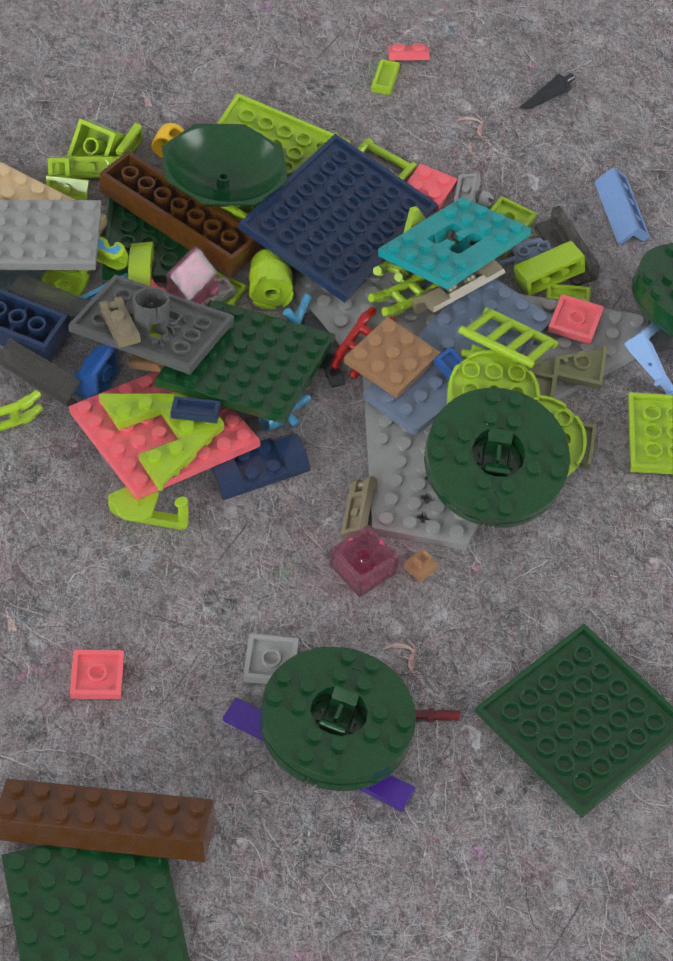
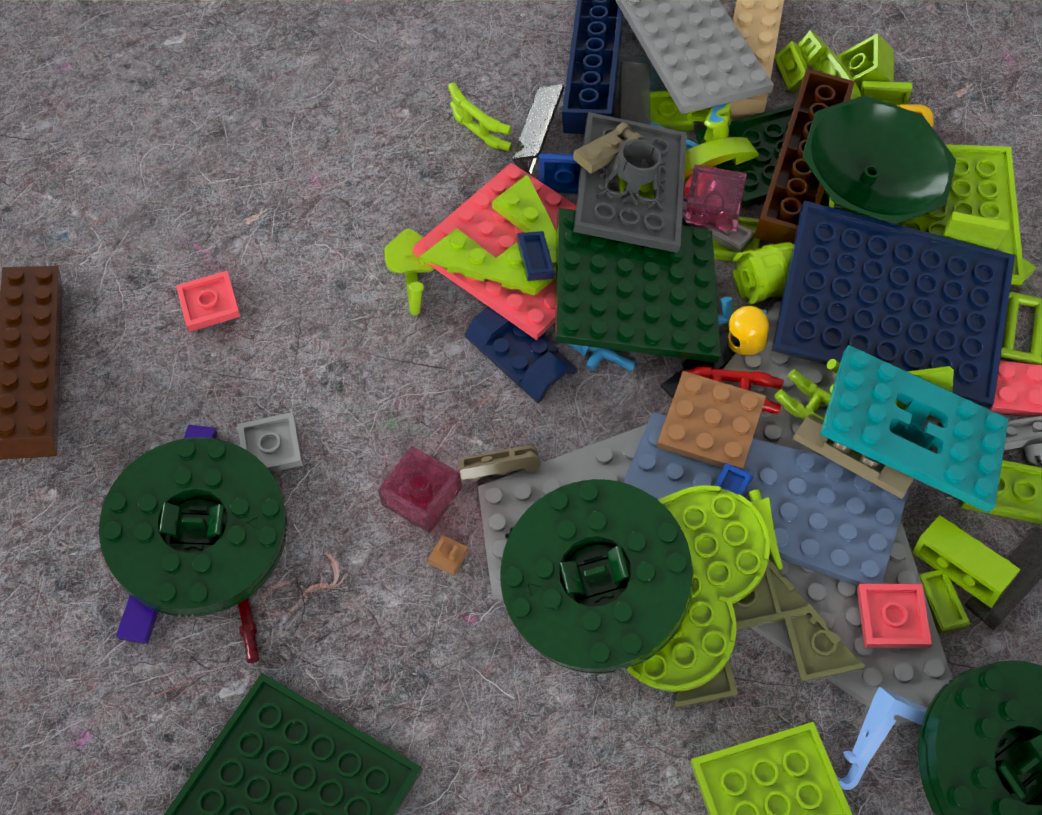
camera: 75 degrees right, 5 degrees up
(312, 142) = (976, 230): none -> lime tile
(320, 305) = (751, 329): none -> yellow helmet
(510, 350) = (832, 532): lime bar -> none
(527, 250) = (978, 526): sand blue piece -> none

